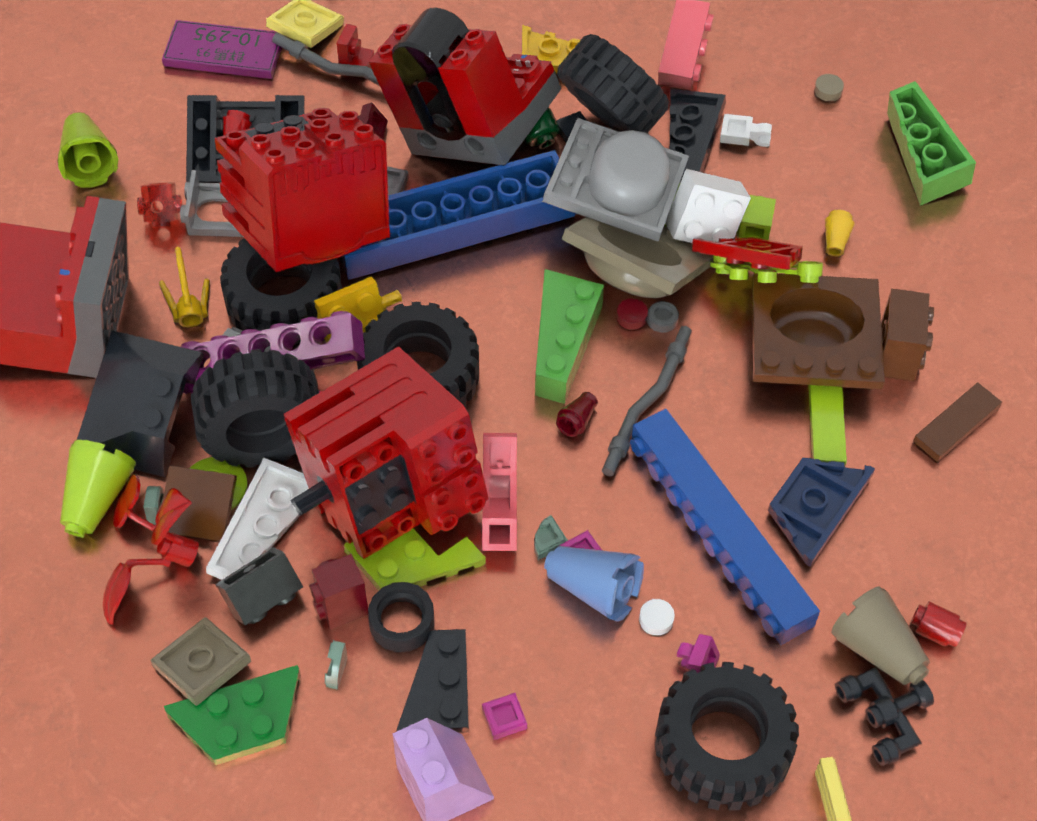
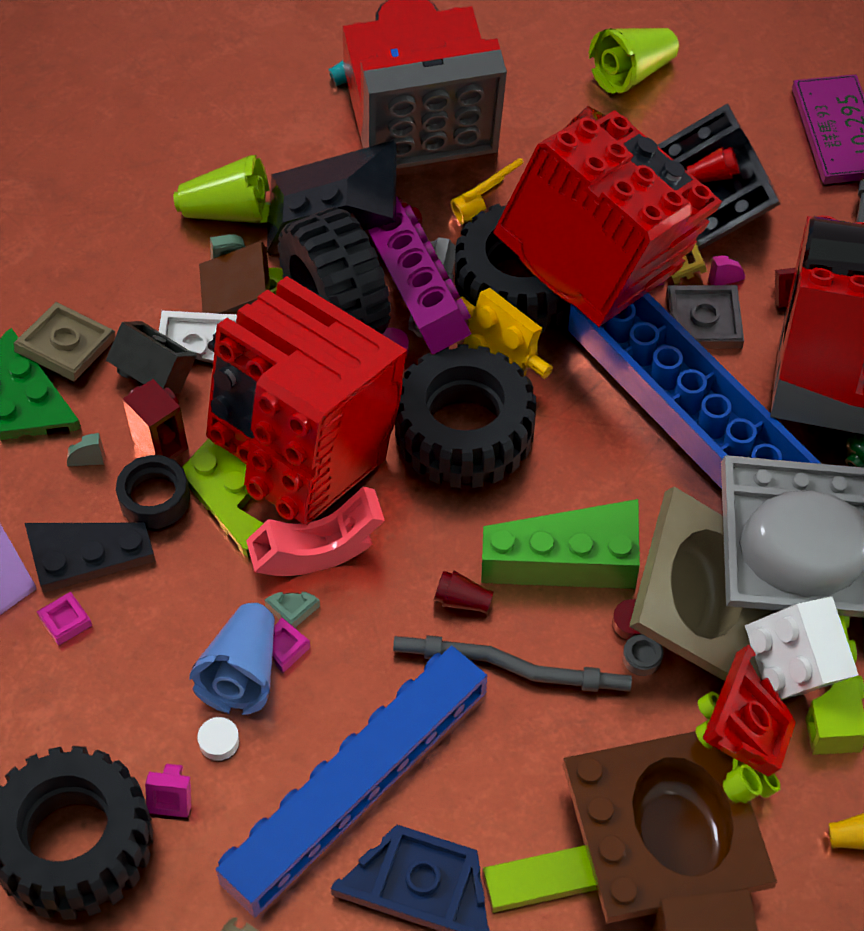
camera: 75 degrees right, 0 degrees up
(169, 545) = (178, 278): red plant -> none

